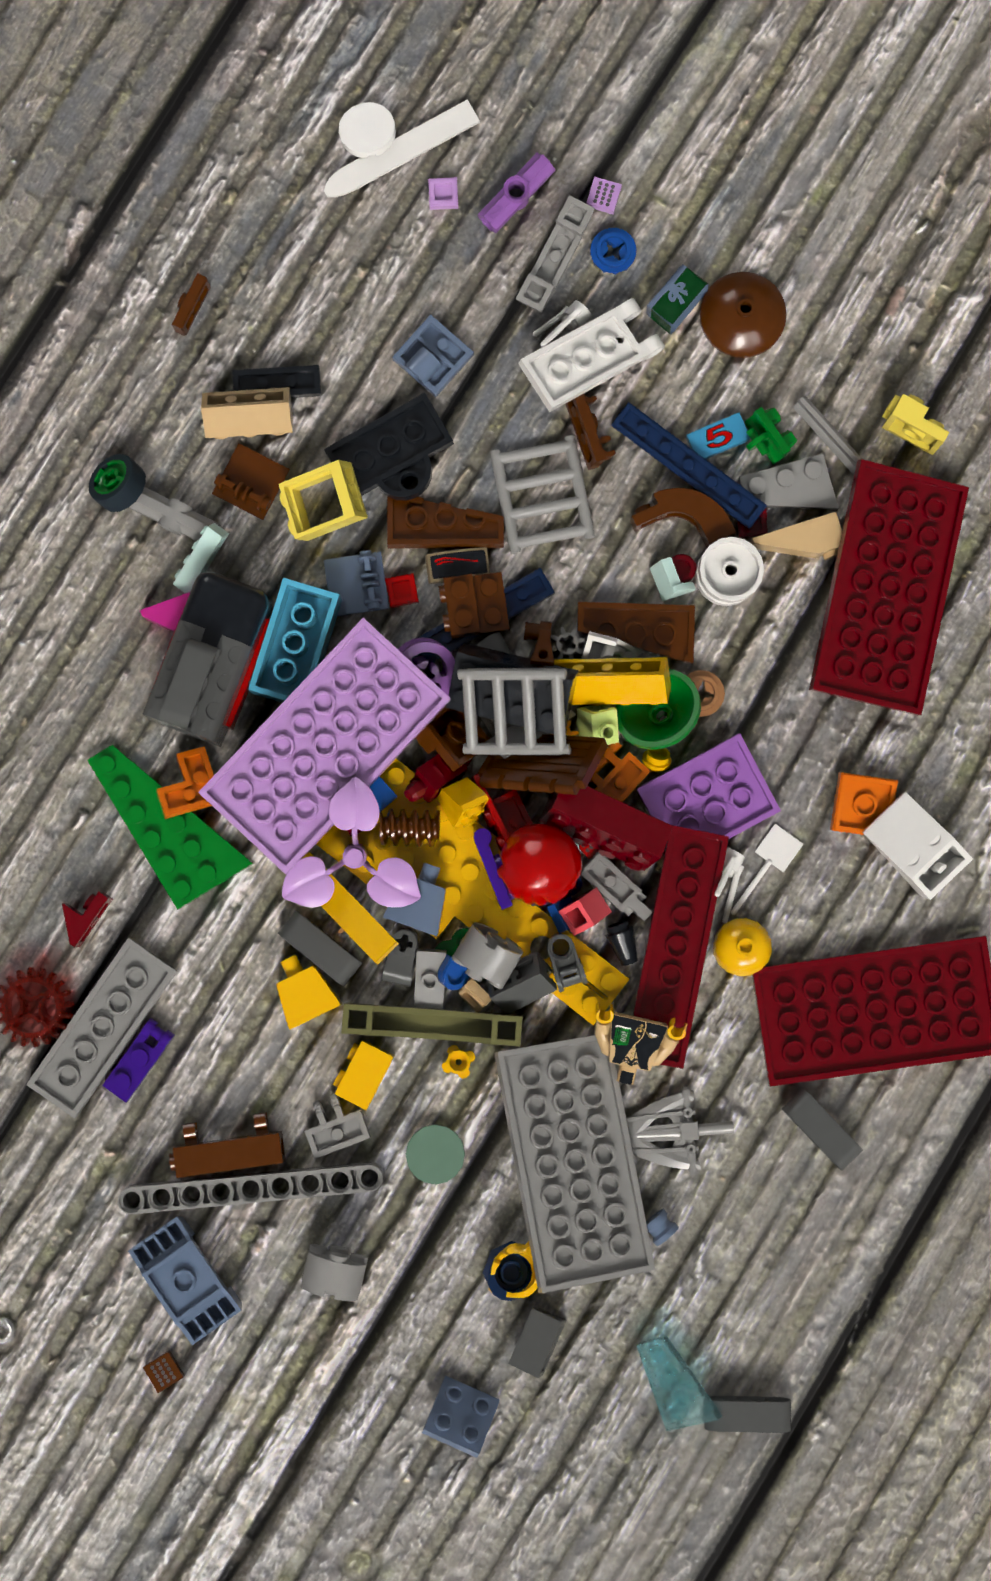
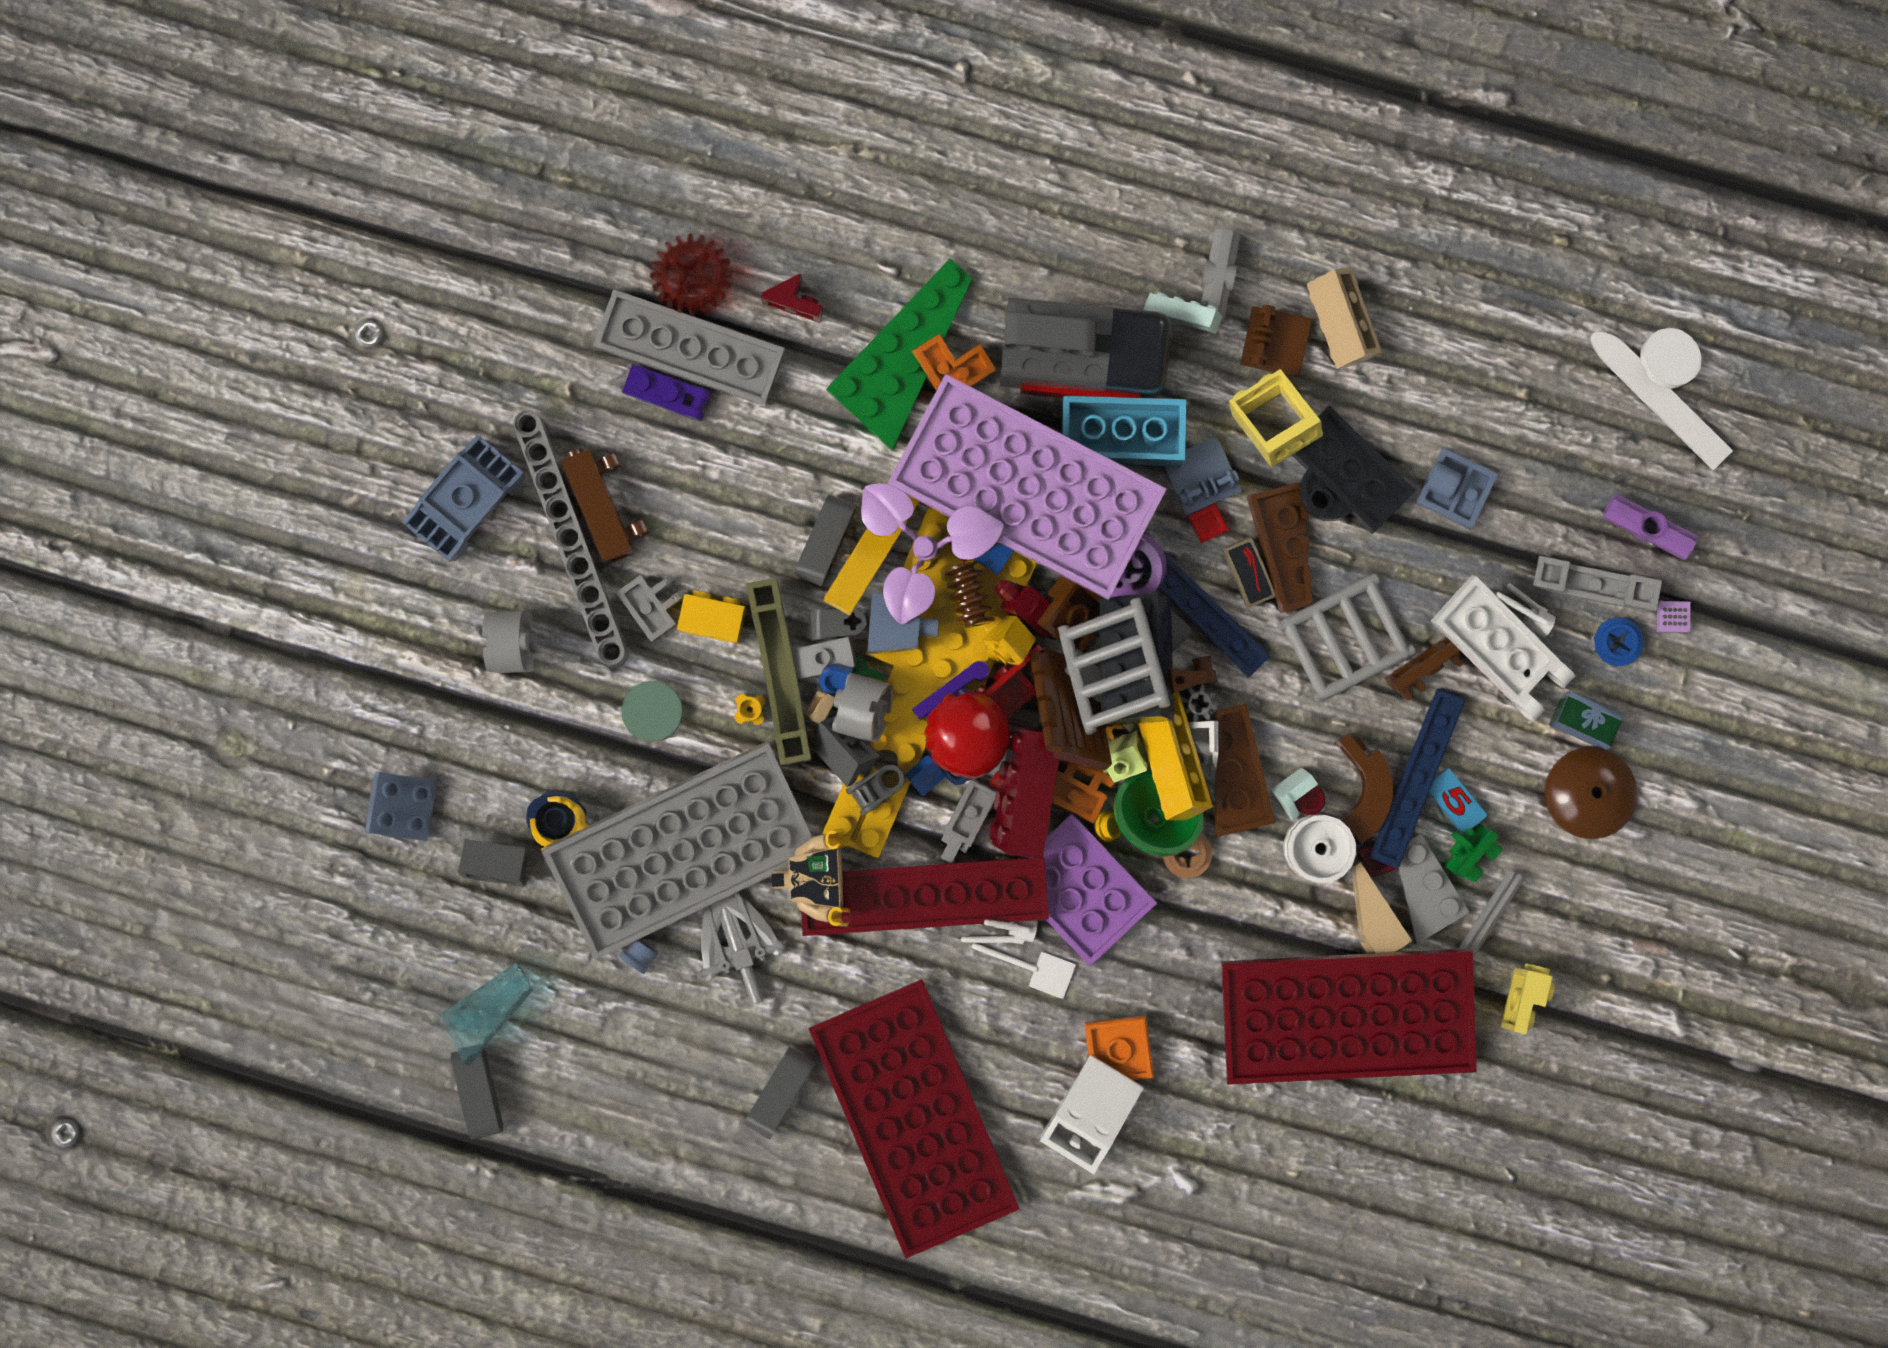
camera: 75 degrees right, 0 degrees up
(117, 483) = (1235, 208): black wheel -> none
(163, 1371) = (369, 502): reddish brown tile -> none
(166, 613) = (1118, 294): dark pink slope -> none
(190, 304) = (1438, 230): reddish brown plate -> none
(302, 380) = (1392, 362): black plate -> none
(304, 993) = (776, 537): yellow torso -> none
(443, 193) = (1627, 453): lavender tile -> none
(474, 605) = (1212, 599): reddish brown plate -> none
(585, 911) = (933, 794): coral brick -> none
(622, 941) = (913, 841): black cone -> none
(742, 947) = (941, 964): yellow cylinder -> none

